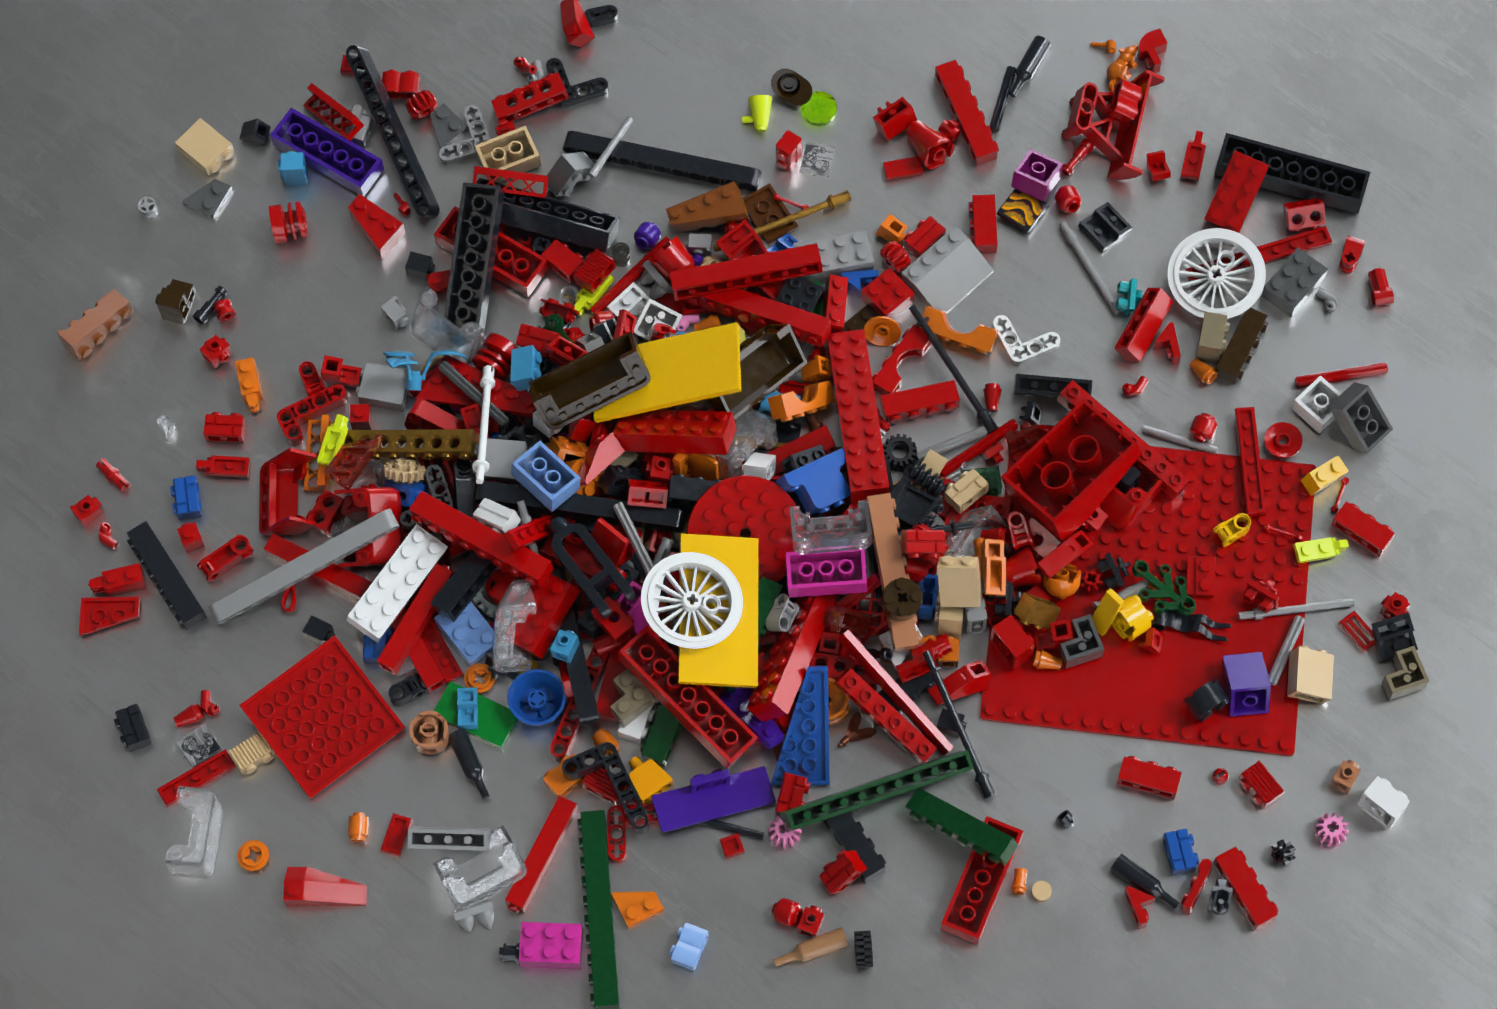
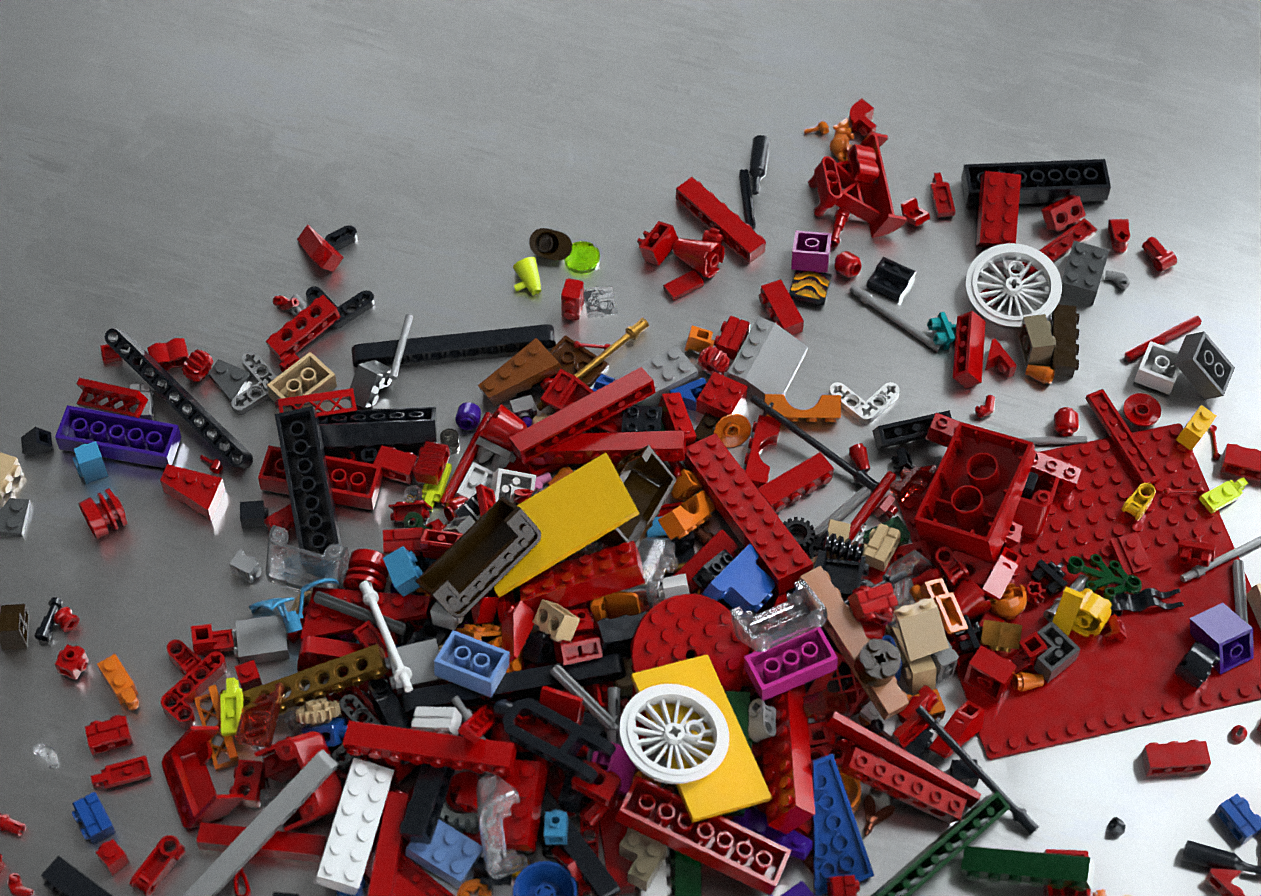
camera: 25 degrees left, 10 degrees down
(635, 462) = (556, 621): none -> tan brick

